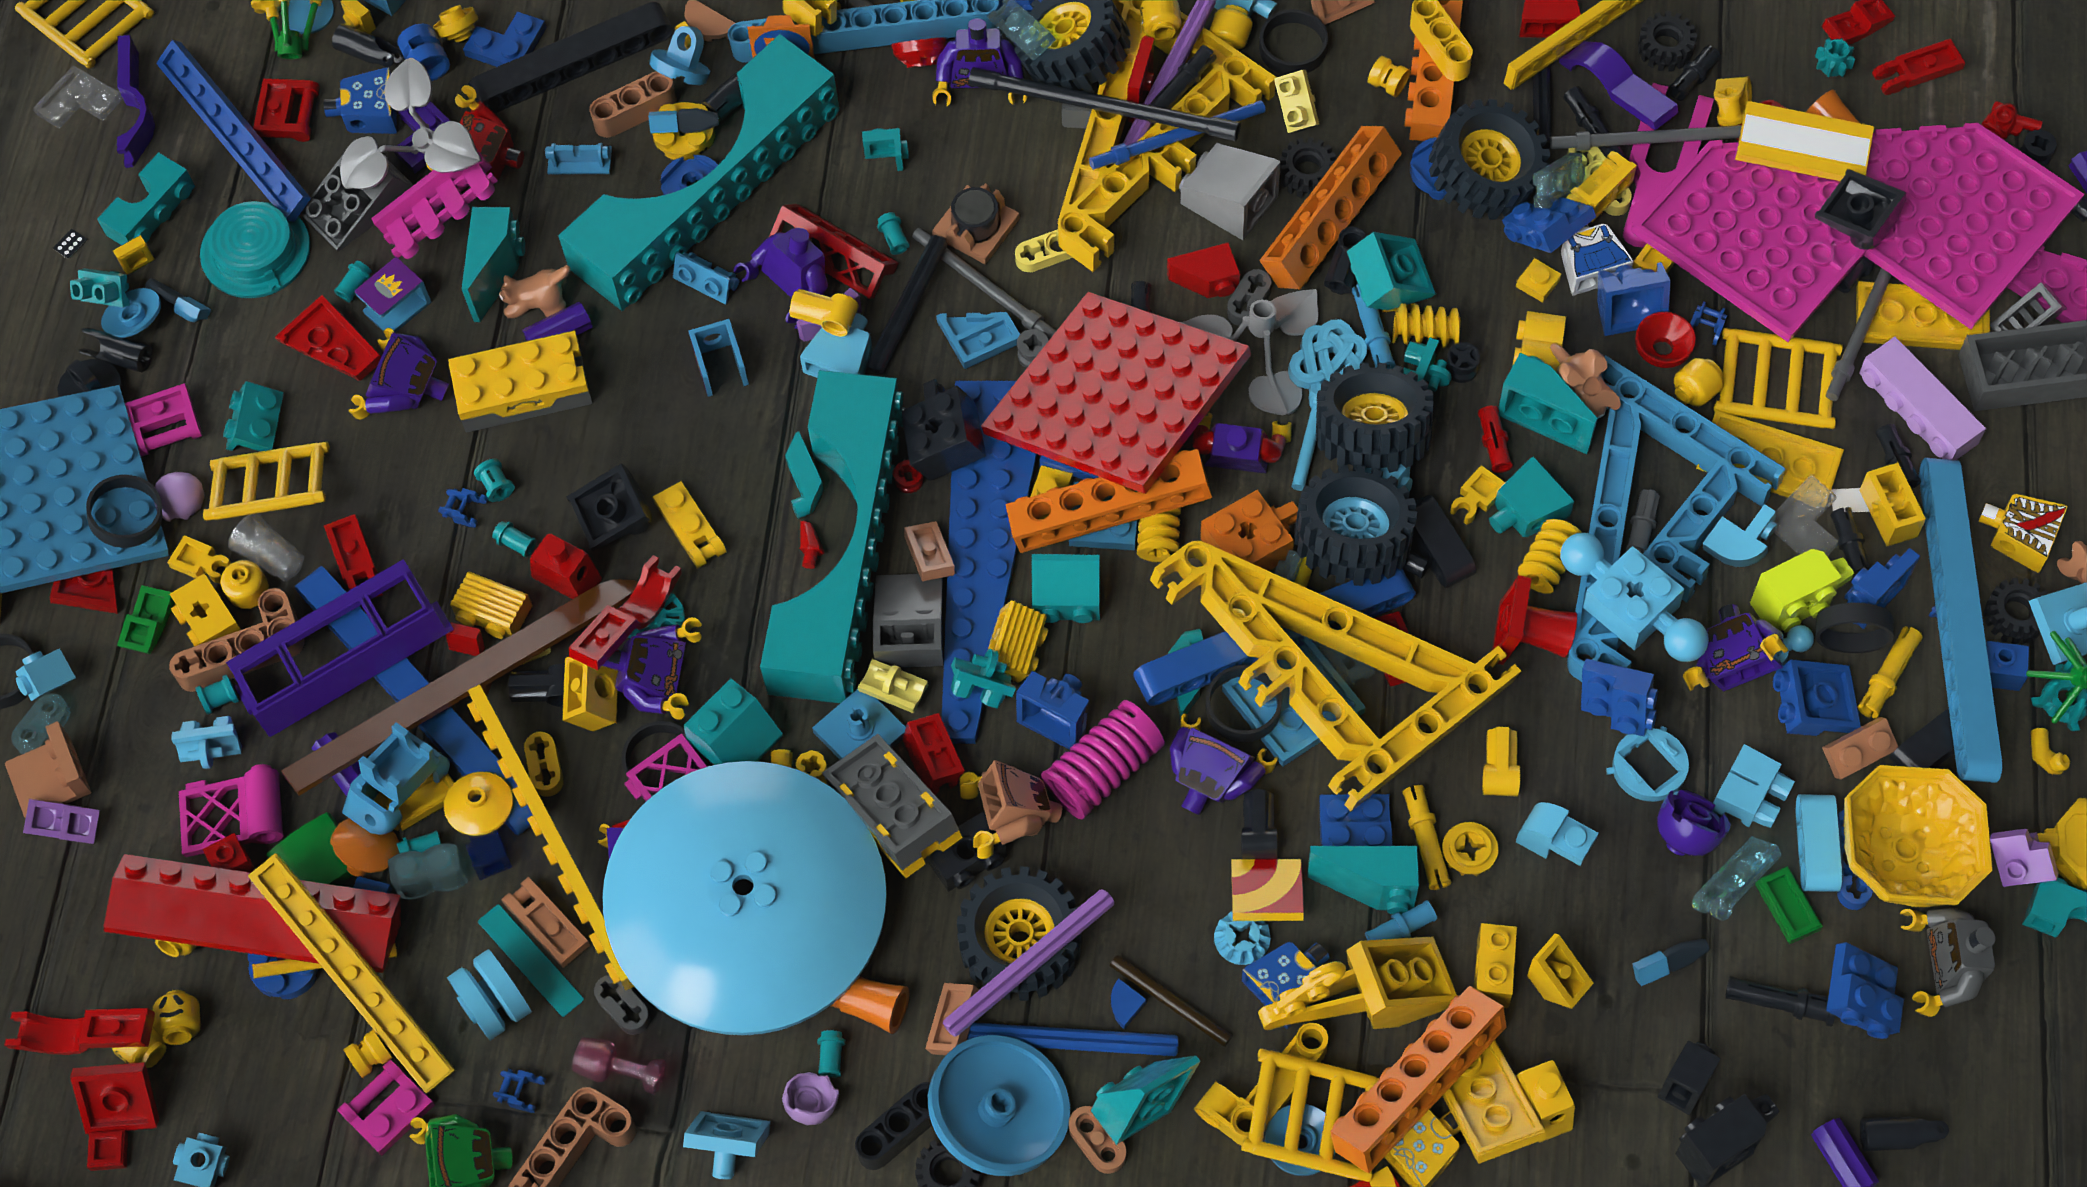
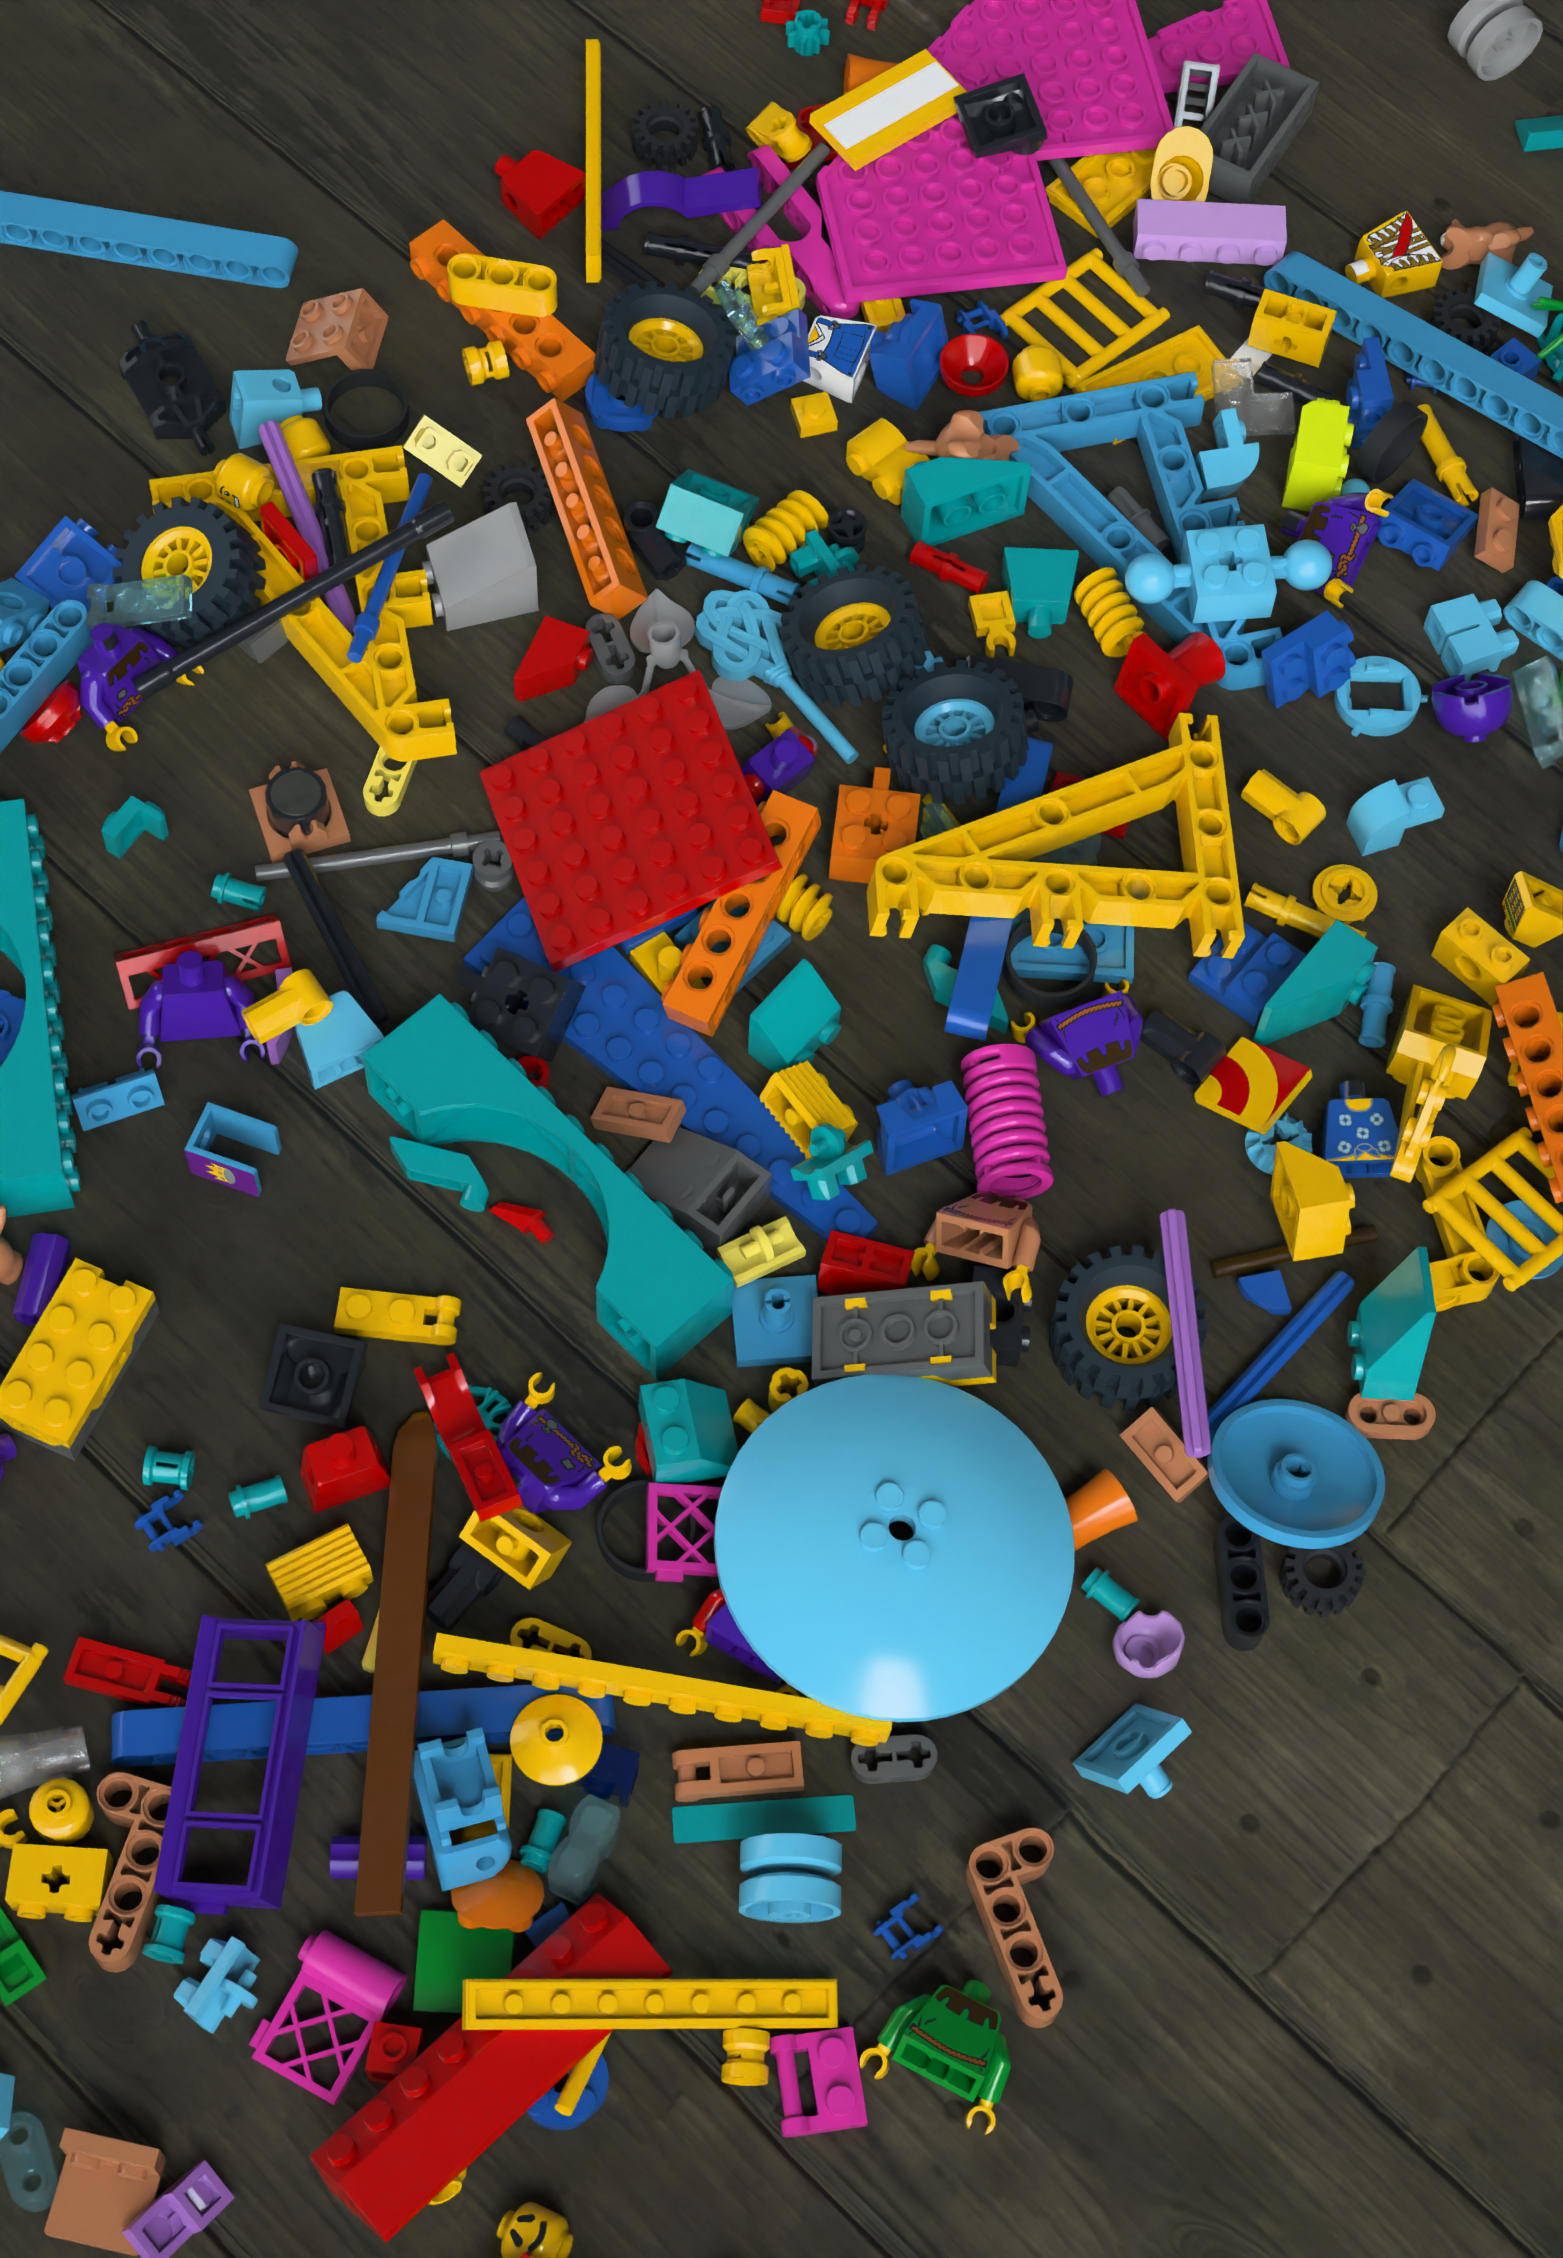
camera: 60 degrees left, 0 degrees up
(597, 1060) = (942, 1822): clear pink piece -> none
(1195, 980) = (1310, 1202): none -> yellow slope
(1947, 344) = (1182, 166): none -> yellow piece

